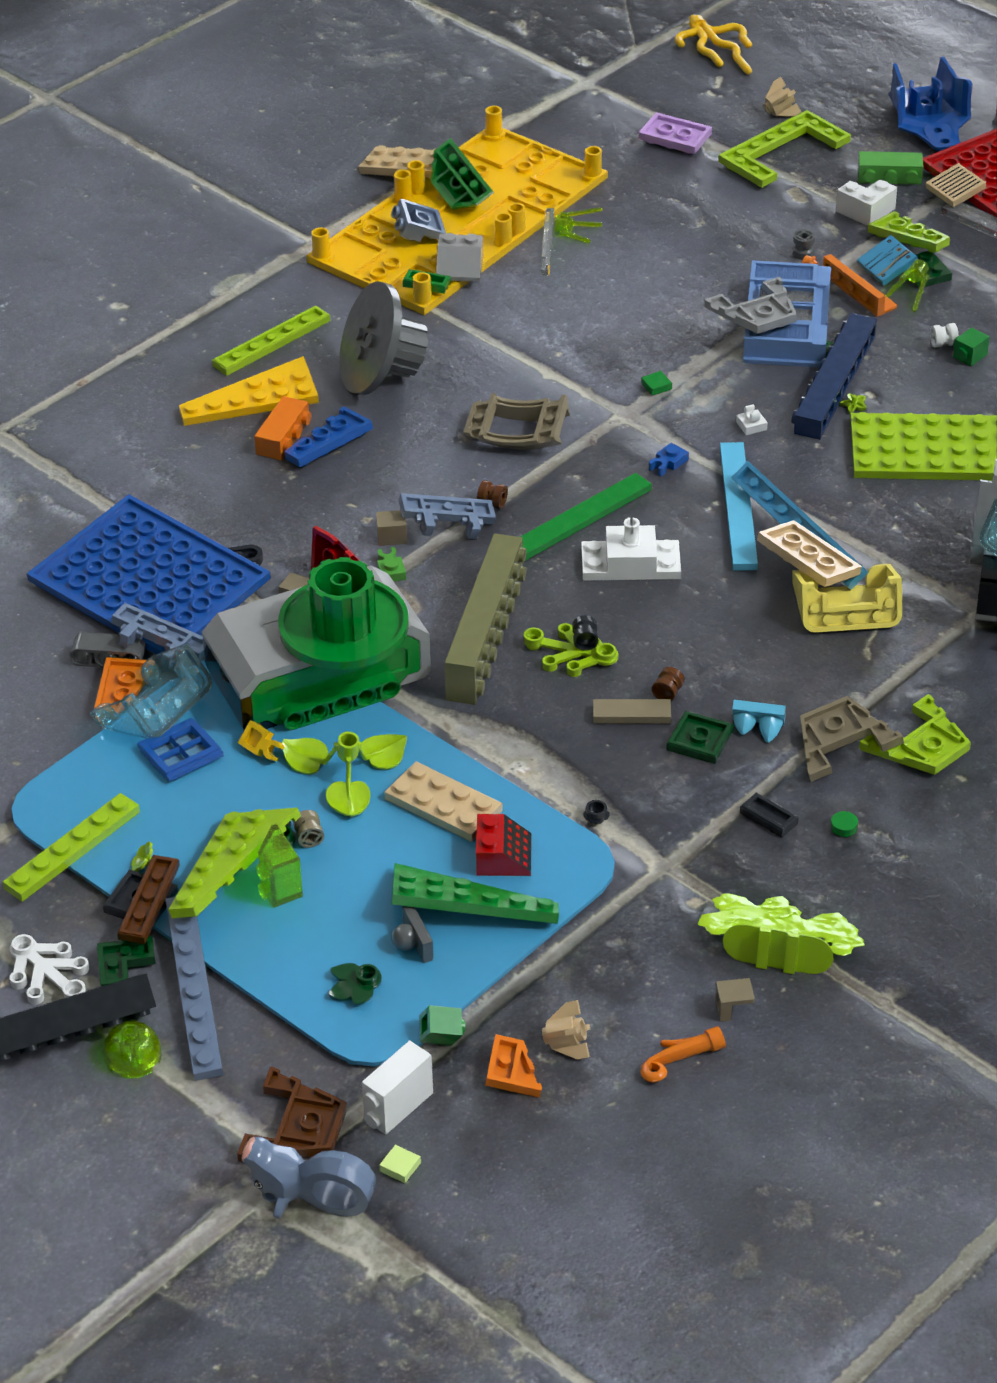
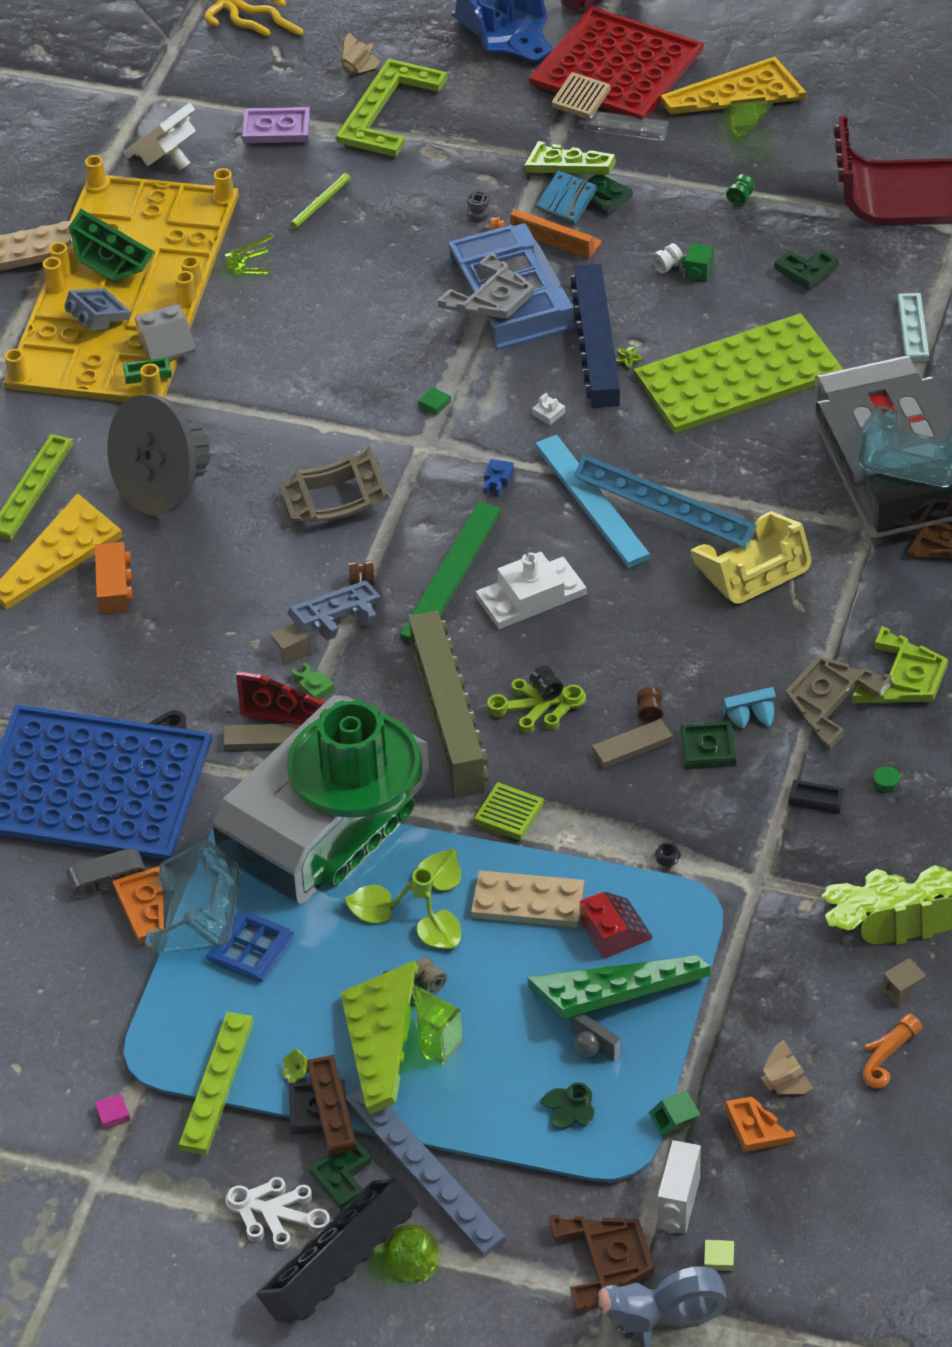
camera: 25 degrees left, 5 degrees up
(139, 624) = (135, 834): sand blue hinge -> none
(258, 741) = (320, 908): yellow plate -> none
(333, 434) = (164, 566): blue wing -> none
(482, 726) = (509, 811): none -> lime tile
(547, 242) = (233, 286): clear tile -> none
(567, 111) = (165, 139): none -> white brick
(671, 201) = (323, 198): none -> lime bar
(809, 553) = (698, 528): tan plate -> none
(866, 203) = (507, 140): white slope -> none
(890, 167) = (505, 96): bright green brick -> none
(915, 273) = (604, 203): clear neon green plant -> none

